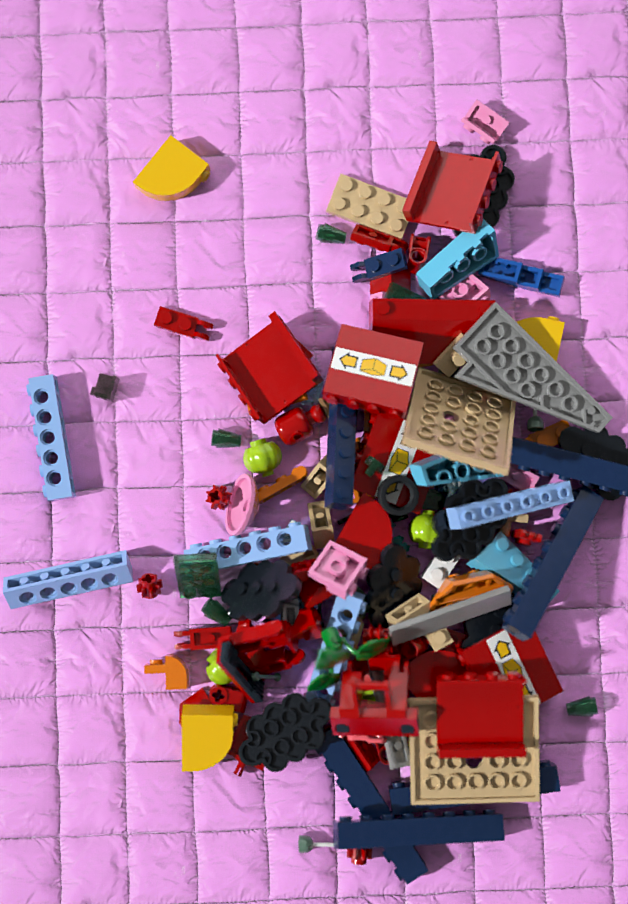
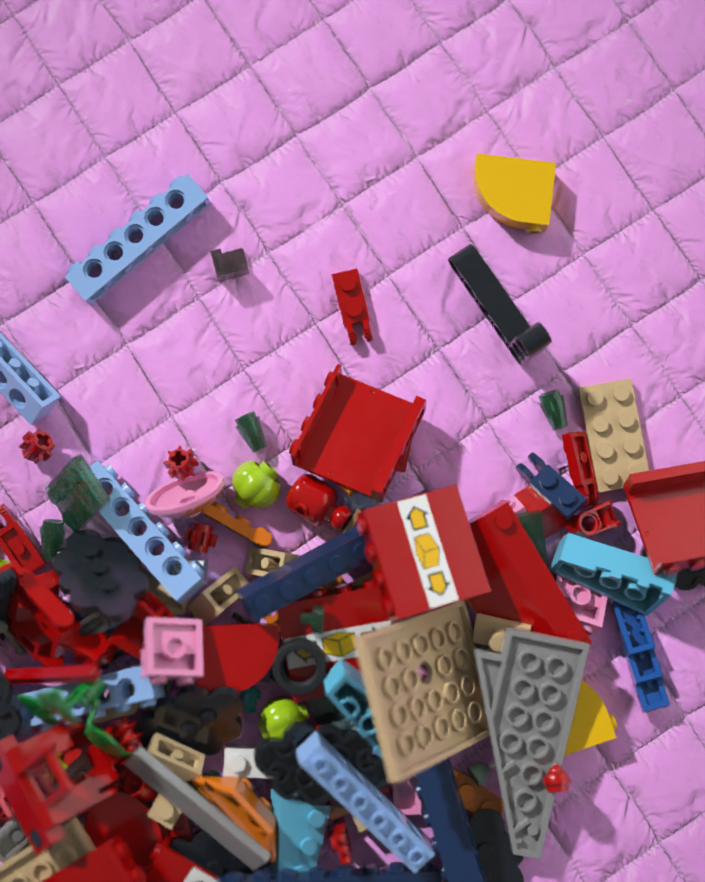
camera: 55 degrees right, 0 degrees up
(242, 229) = (503, 315): none -> black beam
(275, 513) = (200, 537): none -> red gear
(307, 659) = (53, 674): none -> red axle
(568, 374) = (556, 780): none -> red plate

